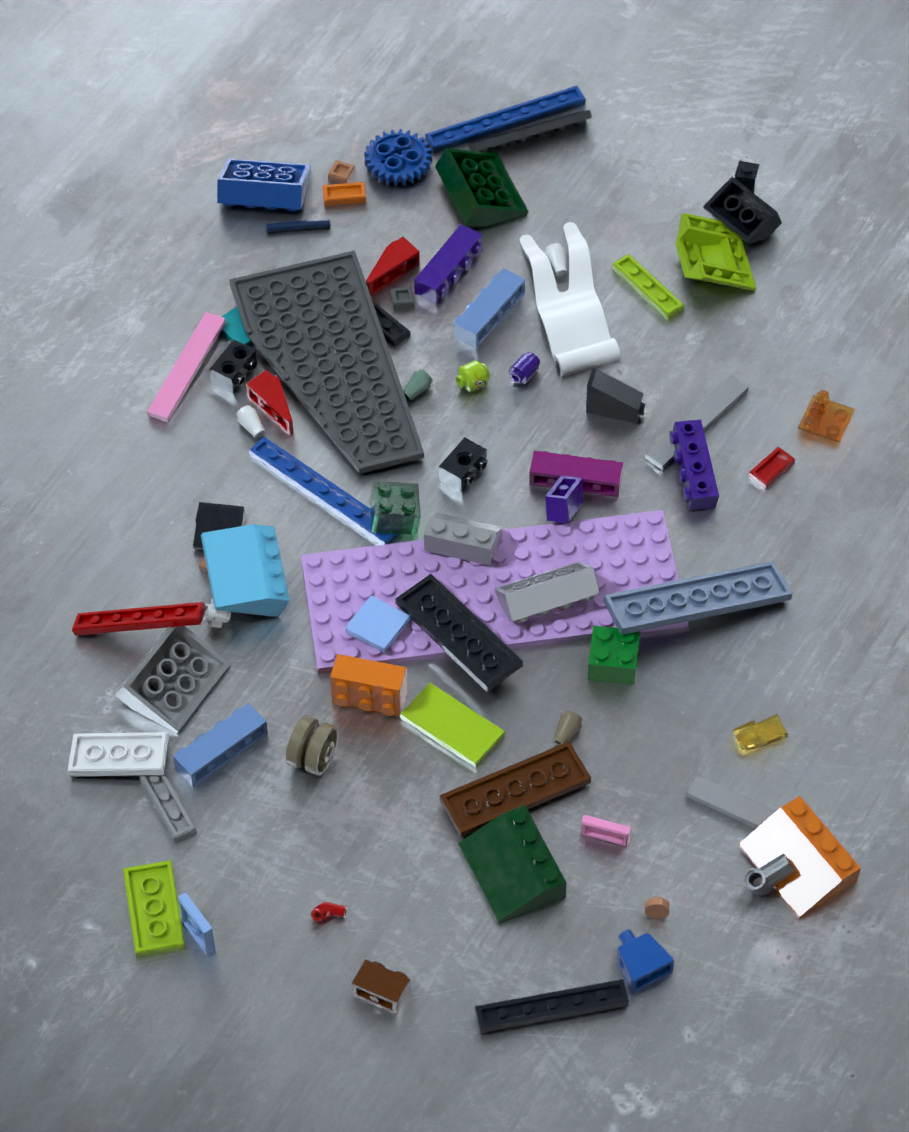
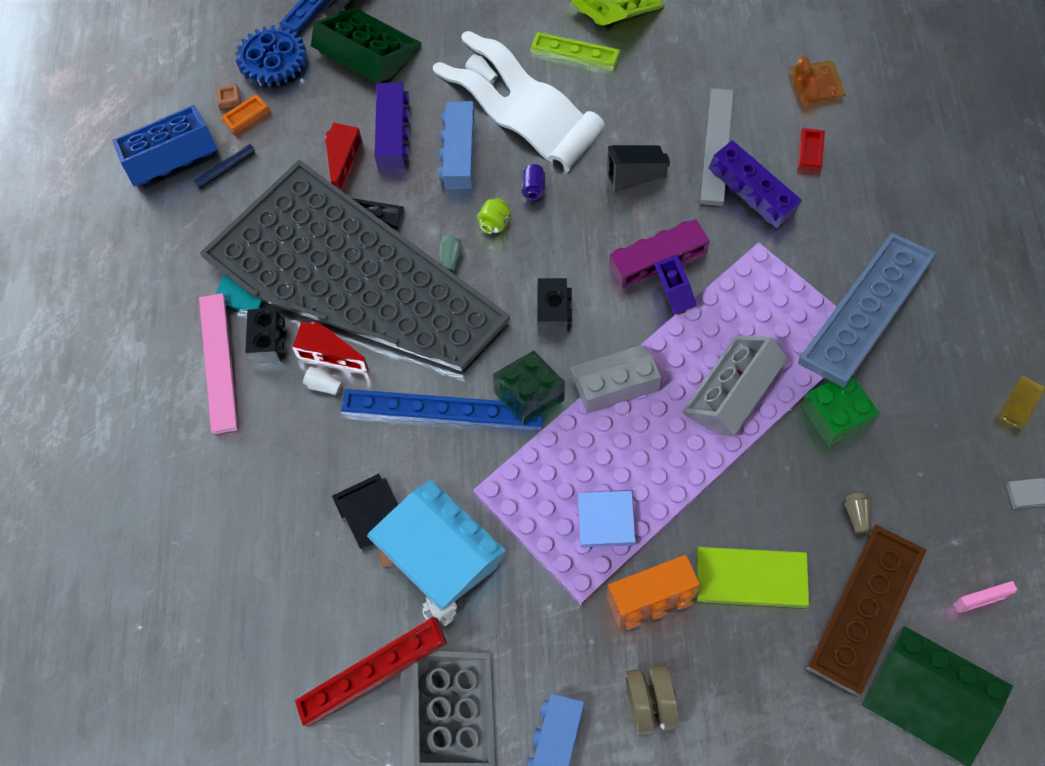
camera: 30 degrees left, 10 degrees up
(402, 298) = (371, 179): dark grey tile -> none
(459, 632) = (691, 479): black plate -> none

